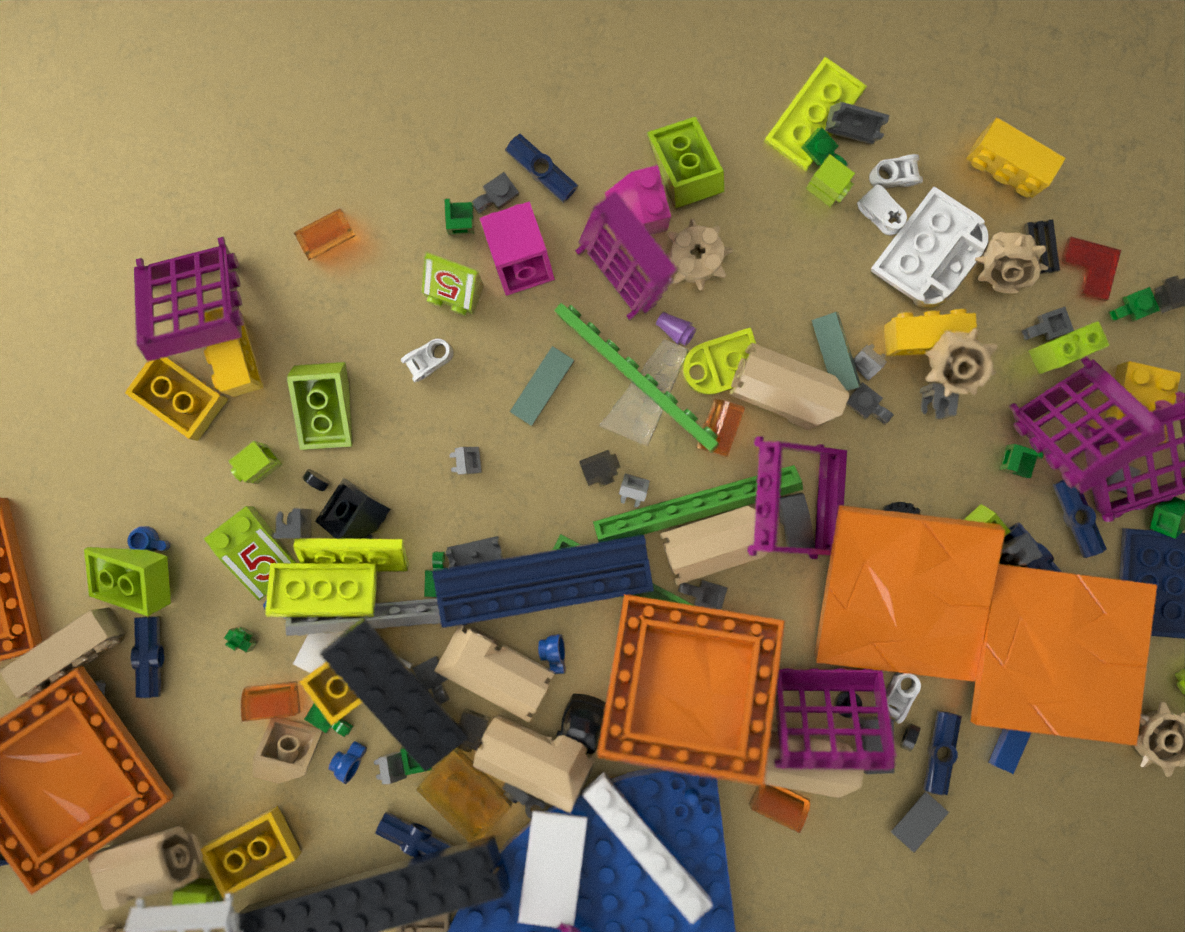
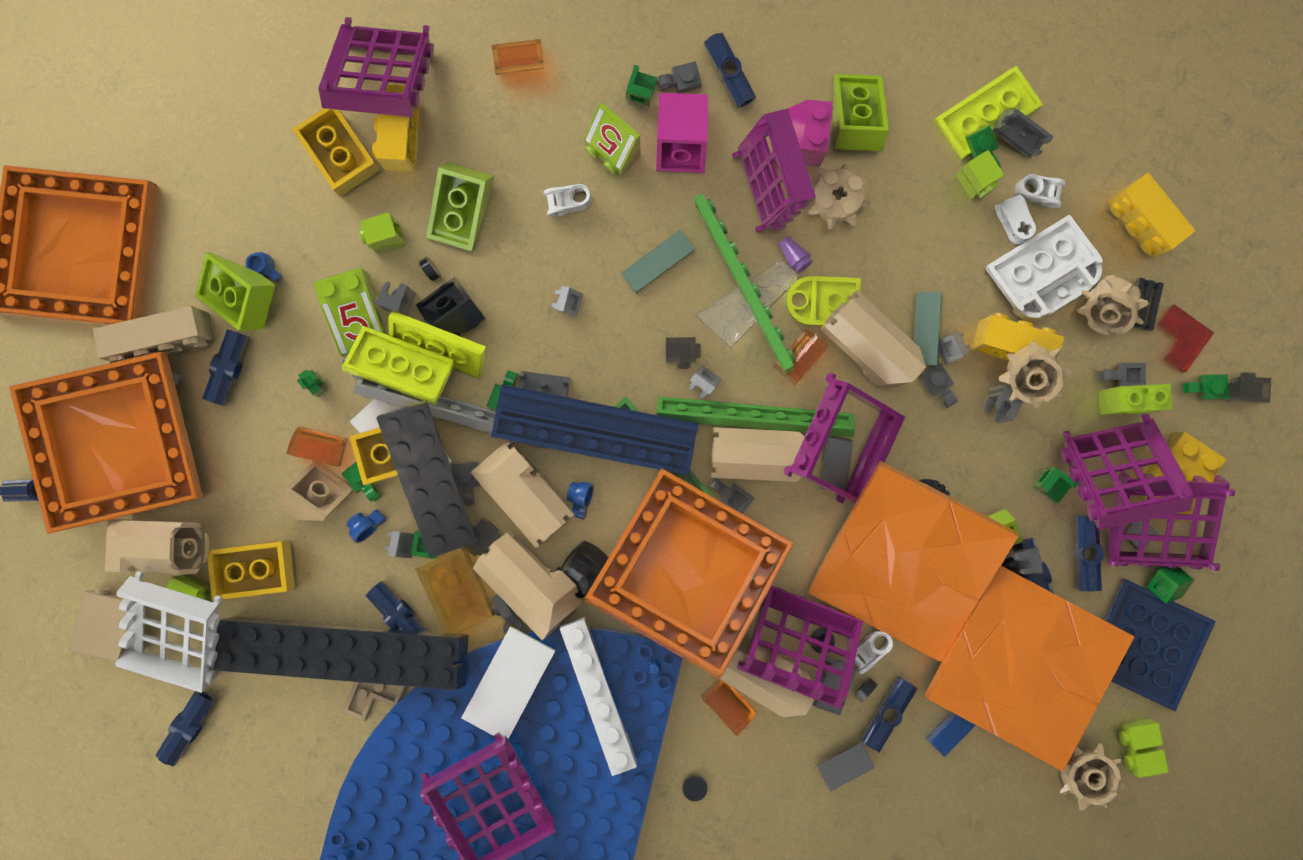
camera: 20 degrees right, 0 degrees up
(777, 899) = (694, 787): none -> black tile

